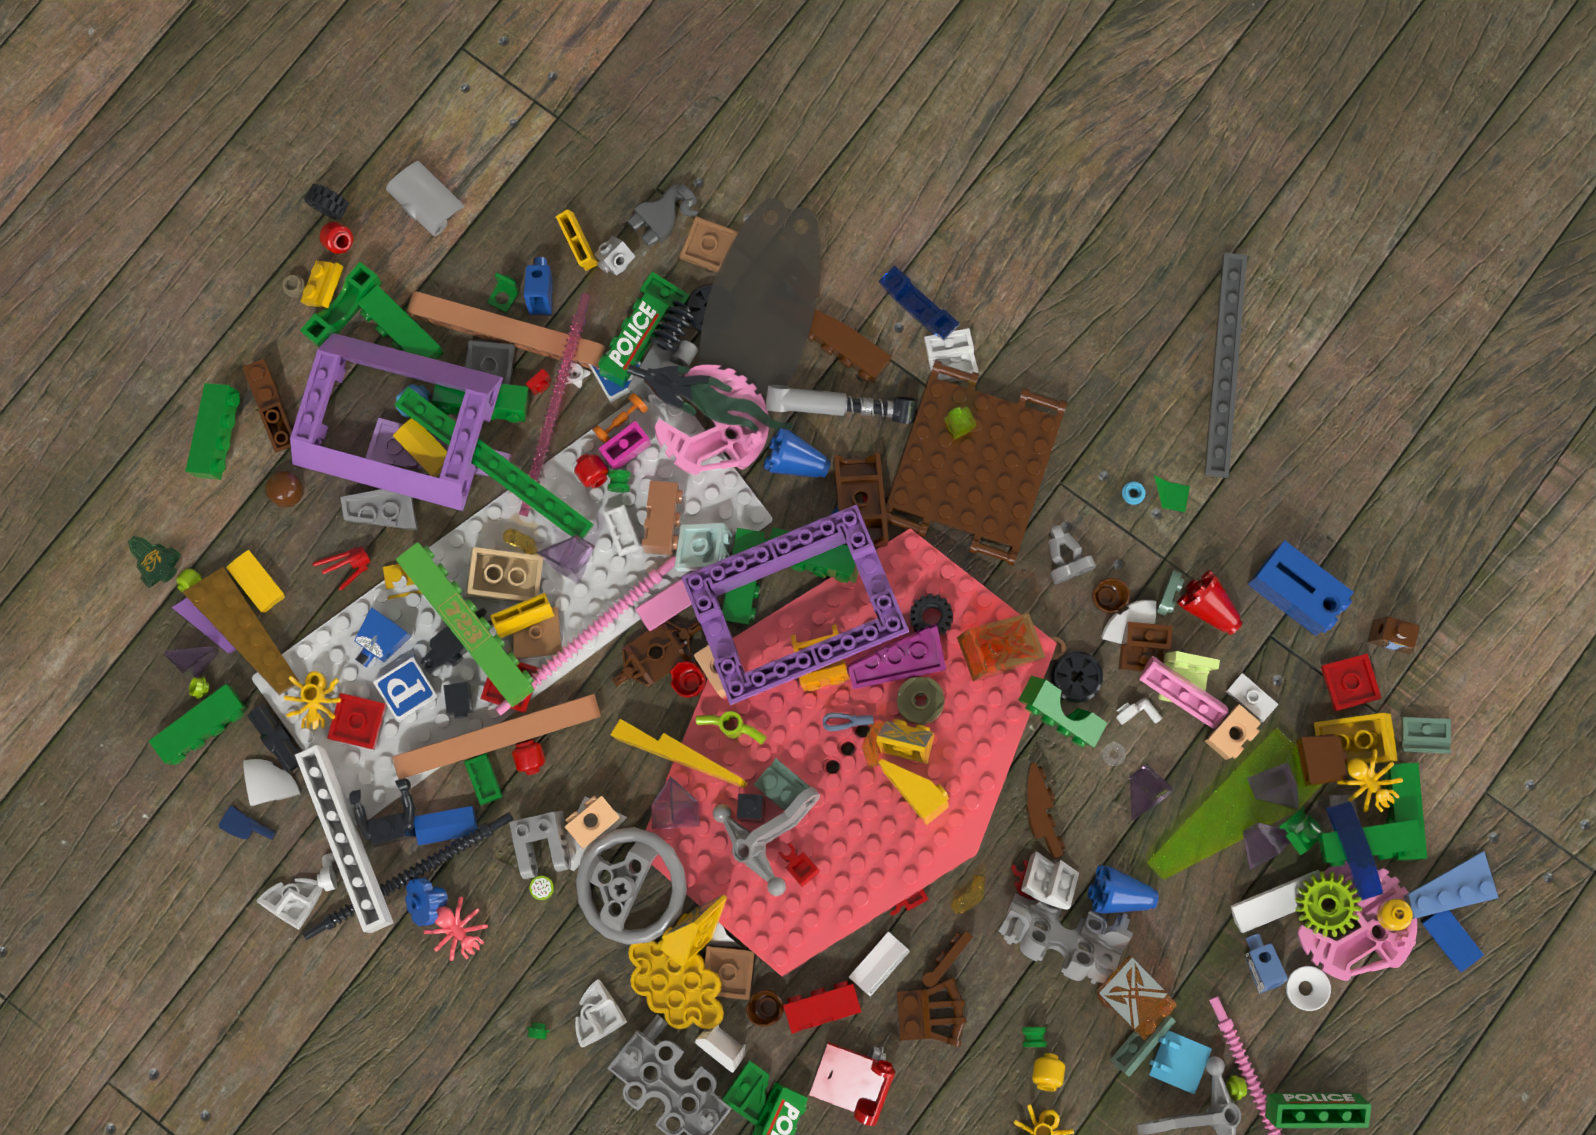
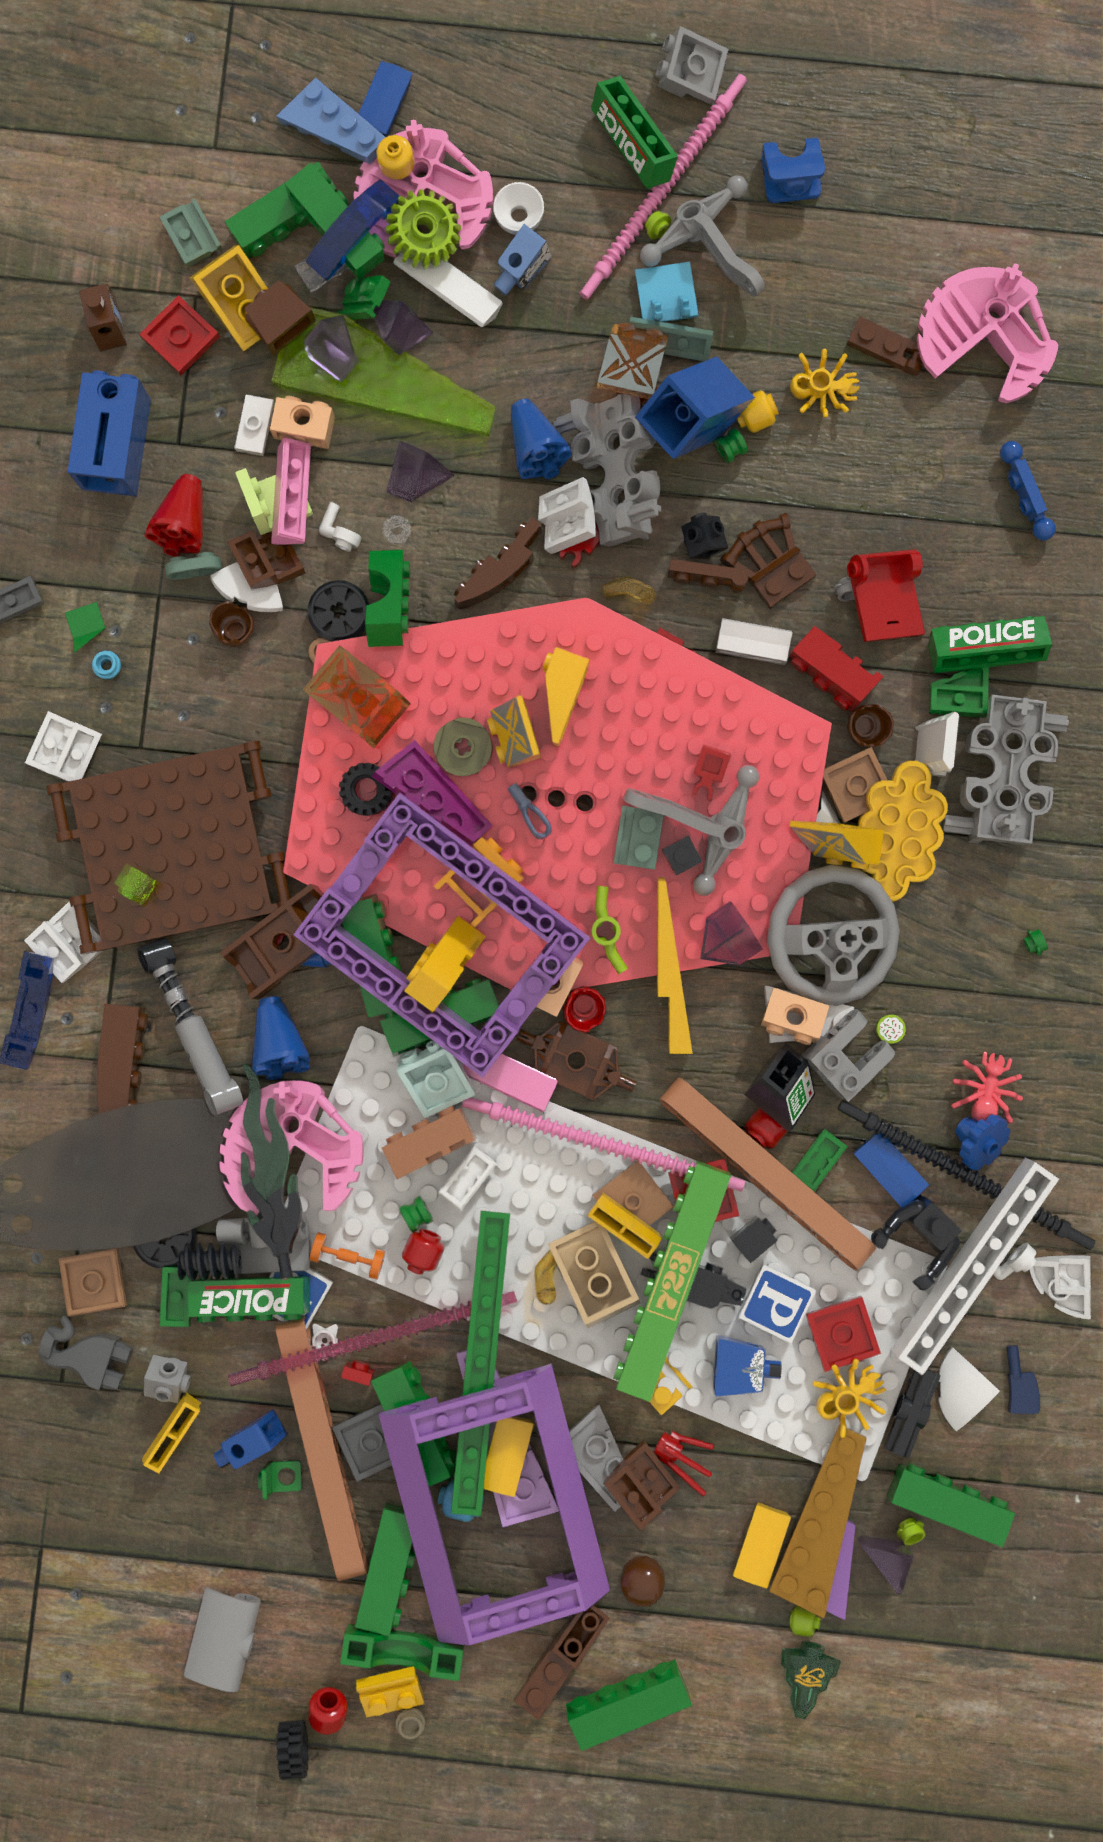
camera: 120 degrees left, 5 degrees up
(346, 524) = (641, 1485): none -> reddish brown slope
(547, 783) = (783, 1087): none -> black slope
(569, 557) = (531, 1214): clear purple slope -> none
(598, 1015) = (980, 891): white brick -> none
(625, 446) = (374, 1230): dark pink brick -> none
(776, 595) = (443, 963): none -> yellow wedge
(870, 745) = (537, 772): clear yellow arm -> none
(976, 973) = (704, 536): none -> black brick
(1067, 571) = (221, 677): light grey piece -> none
(1073, 1020) = (694, 407): none -> blue brick
(1090, 430) = (63, 748): none -> white slope
(1368, 779) = (272, 257): yellow animal -> none

